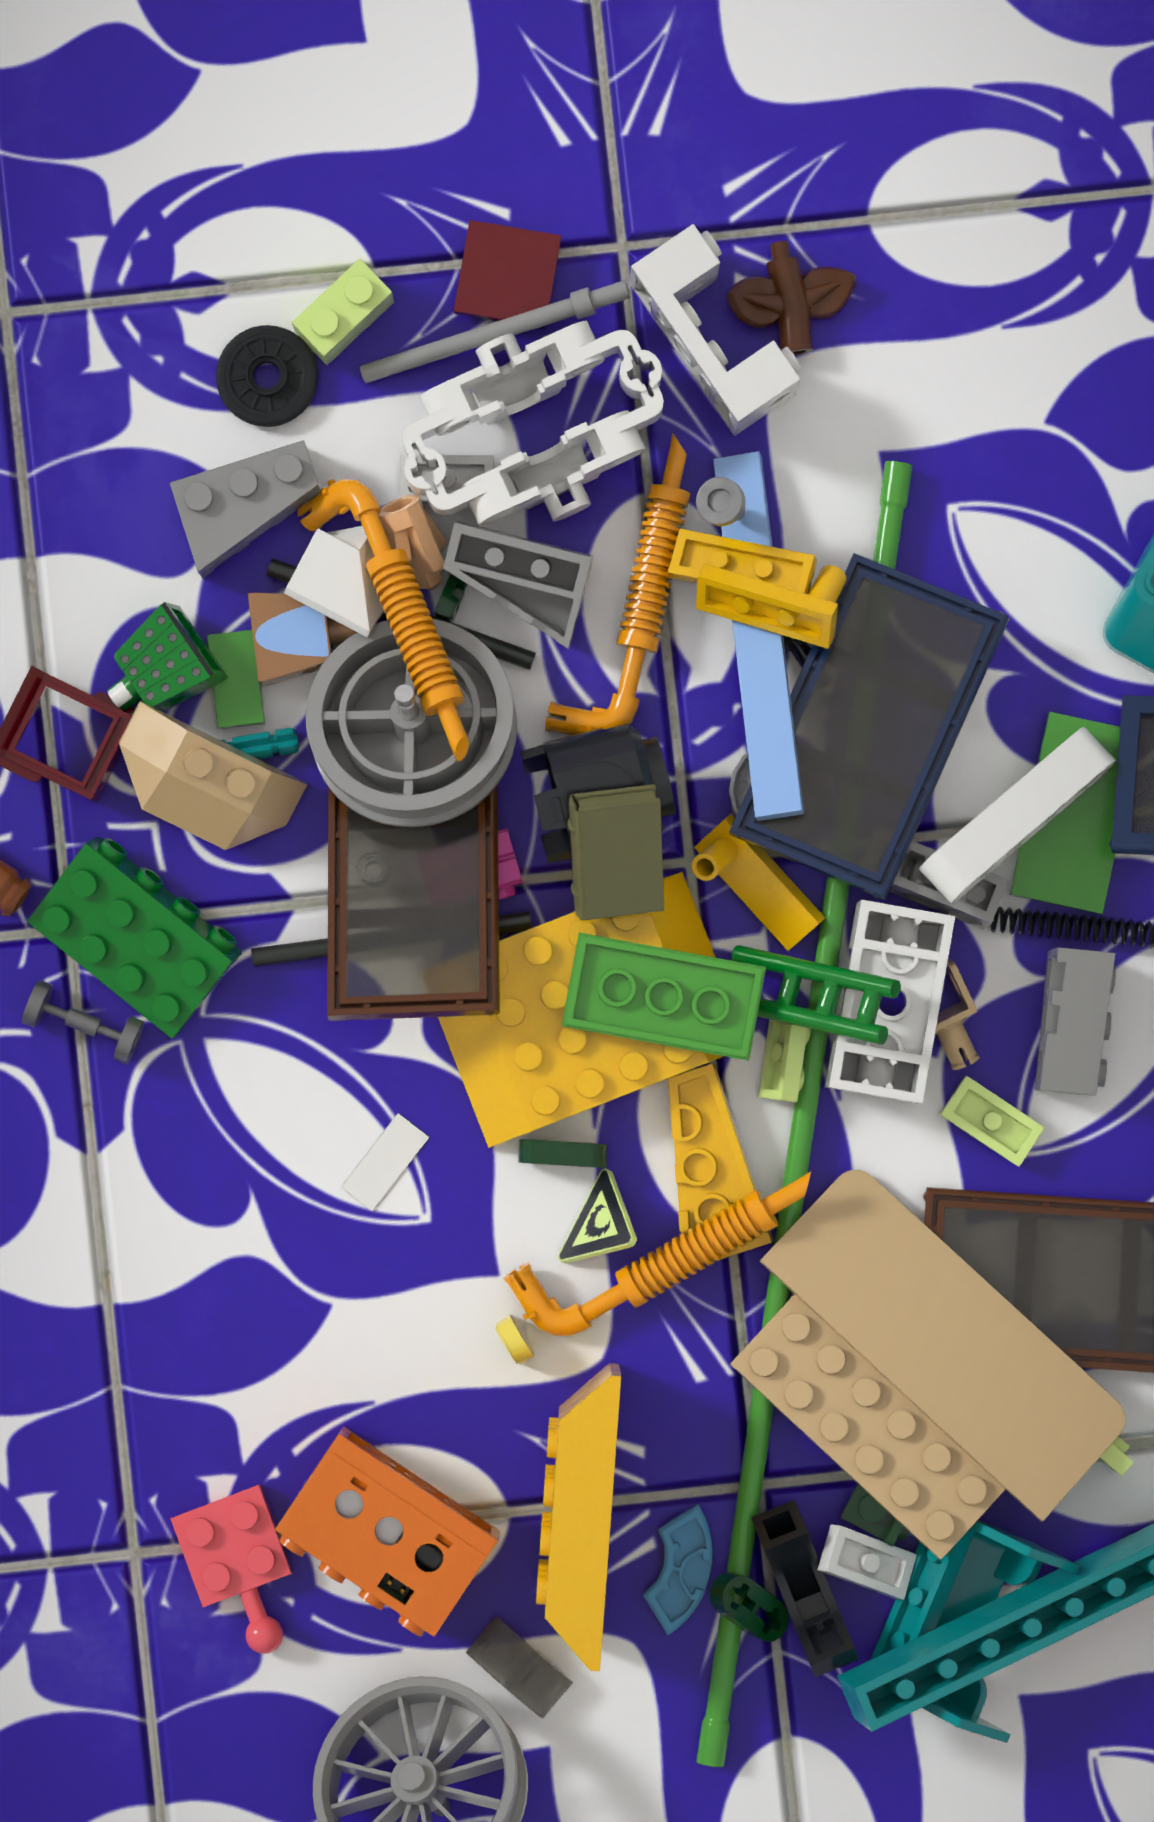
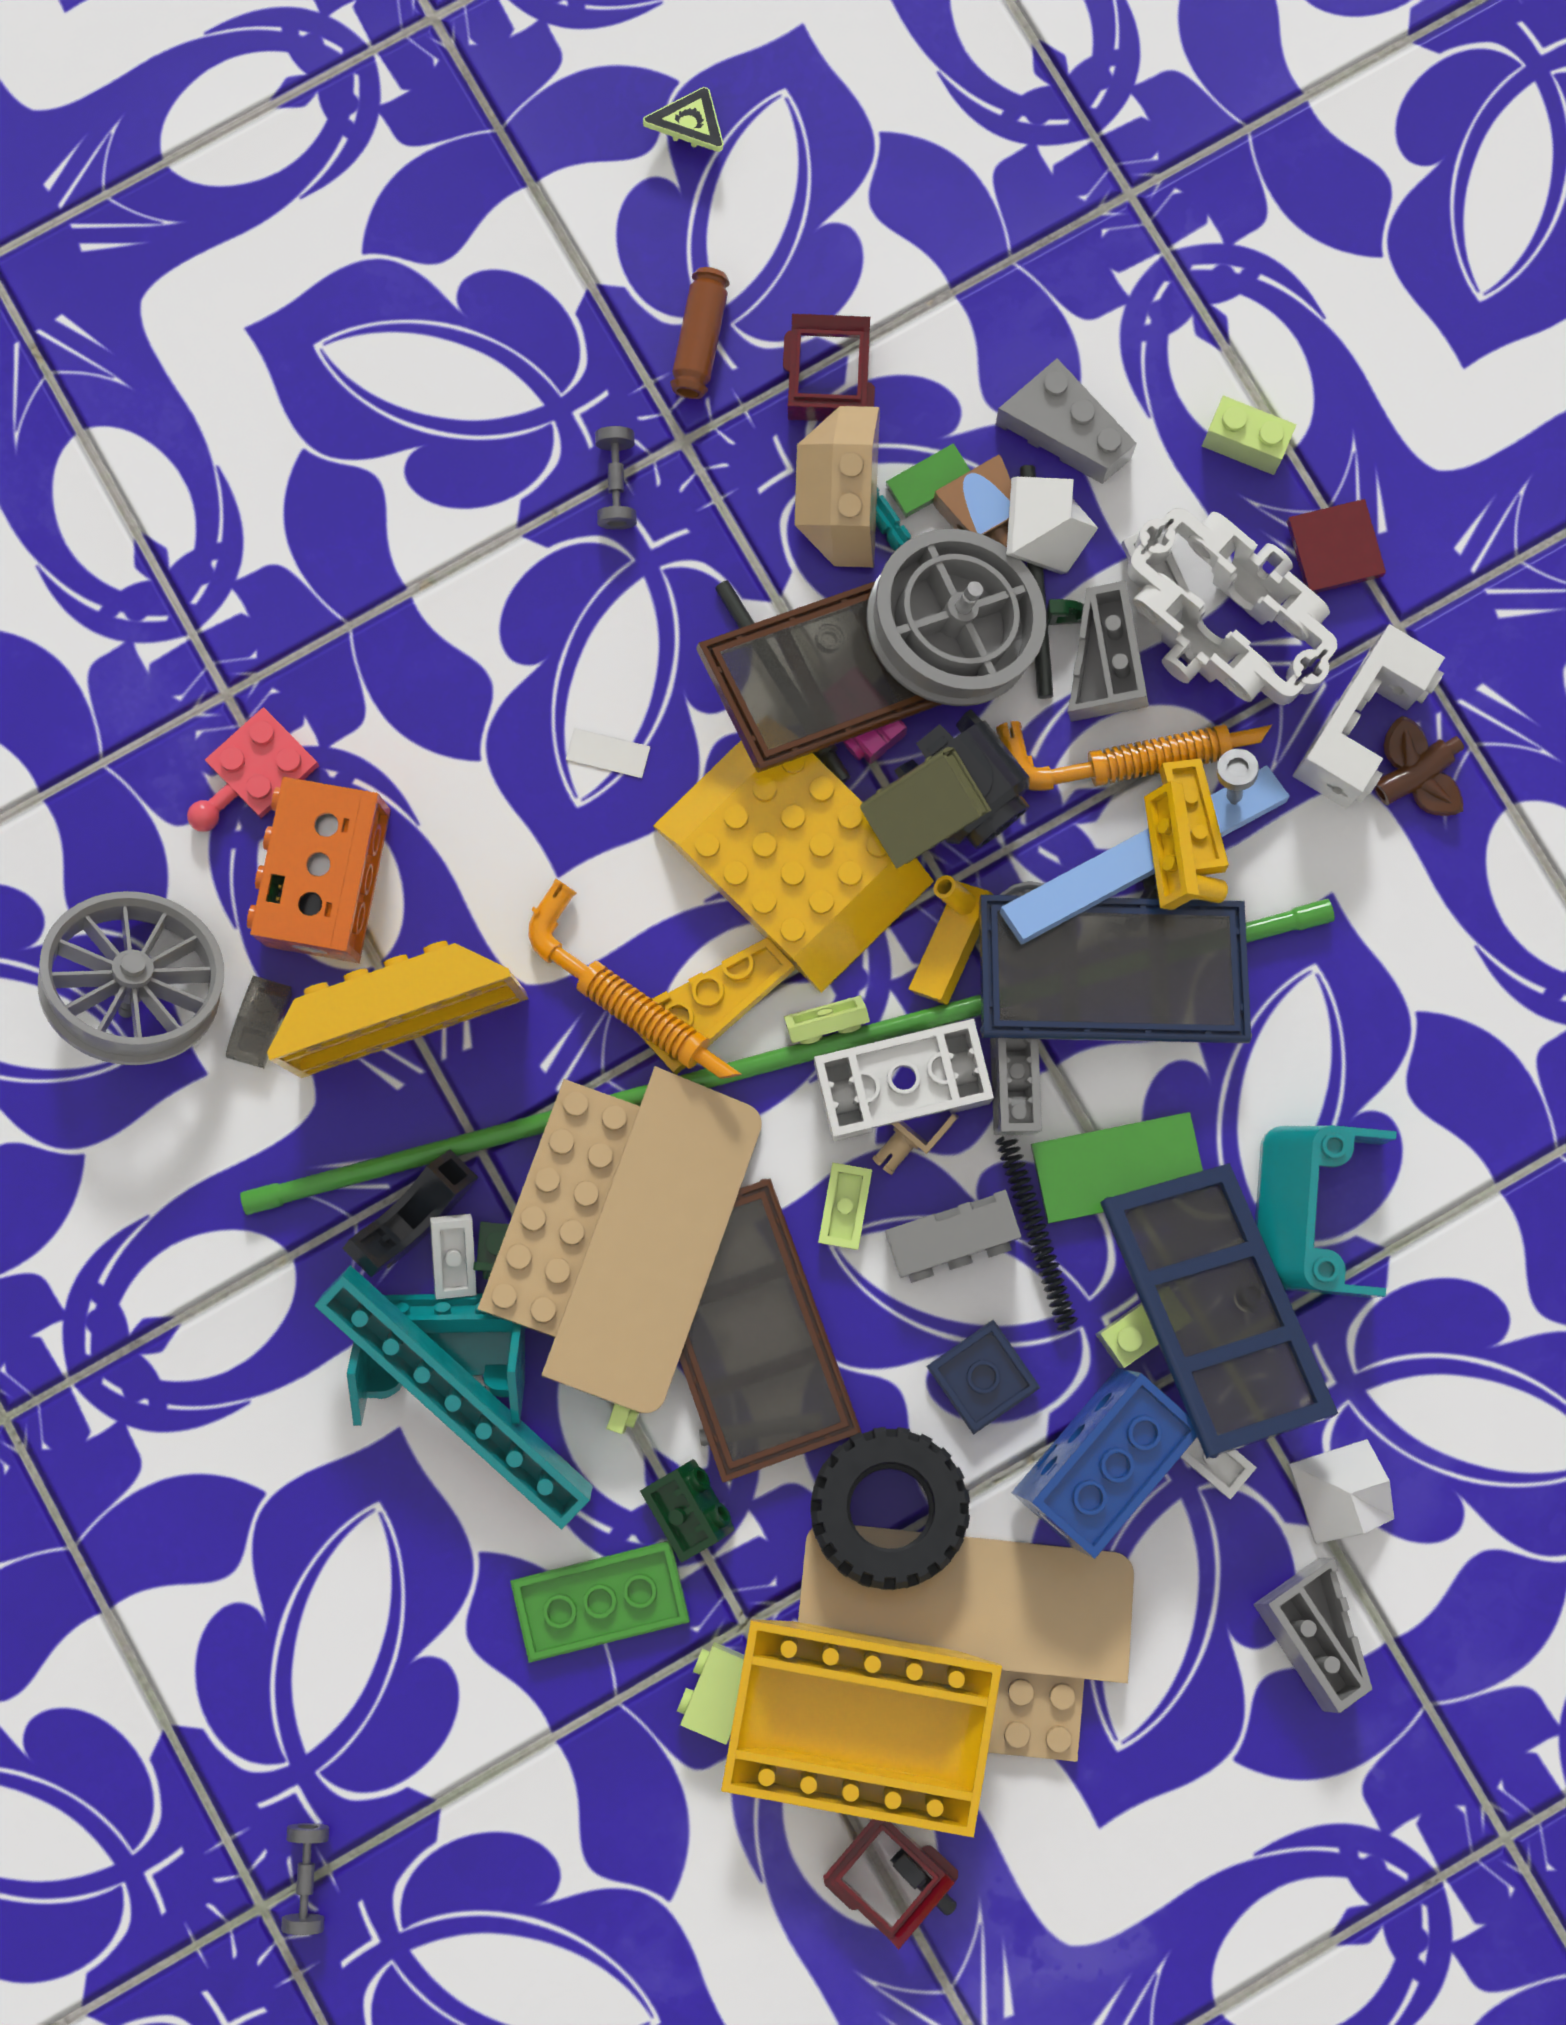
camera: 75 degrees right, 5 degrees down
(135, 935) = (700, 488): green bracket -> none
(164, 662) = (918, 418): green torso -> none
(270, 346) = (1167, 426): black wheel -> none
(401, 603) = (1042, 567): light orange piece -> none
(412, 529) = (1098, 559): light nougat rock -> none
(514, 1340) = (511, 908): light yellow tile -> none
(562, 1153) = (673, 882): dark green beam -> none
(580, 304) = (1340, 607): light grey bar -> none
(601, 1224) = (630, 935): piece -> none
(663, 996) = (828, 898): bright green tile -> none
(684, 1569) = (388, 1118): dark azure tile -> none
(754, 1598) = (387, 1180): dark green beam -> none
(833, 980) = (866, 1028): green bar -> none
(1017, 815) = (1096, 1115): white beam -> none

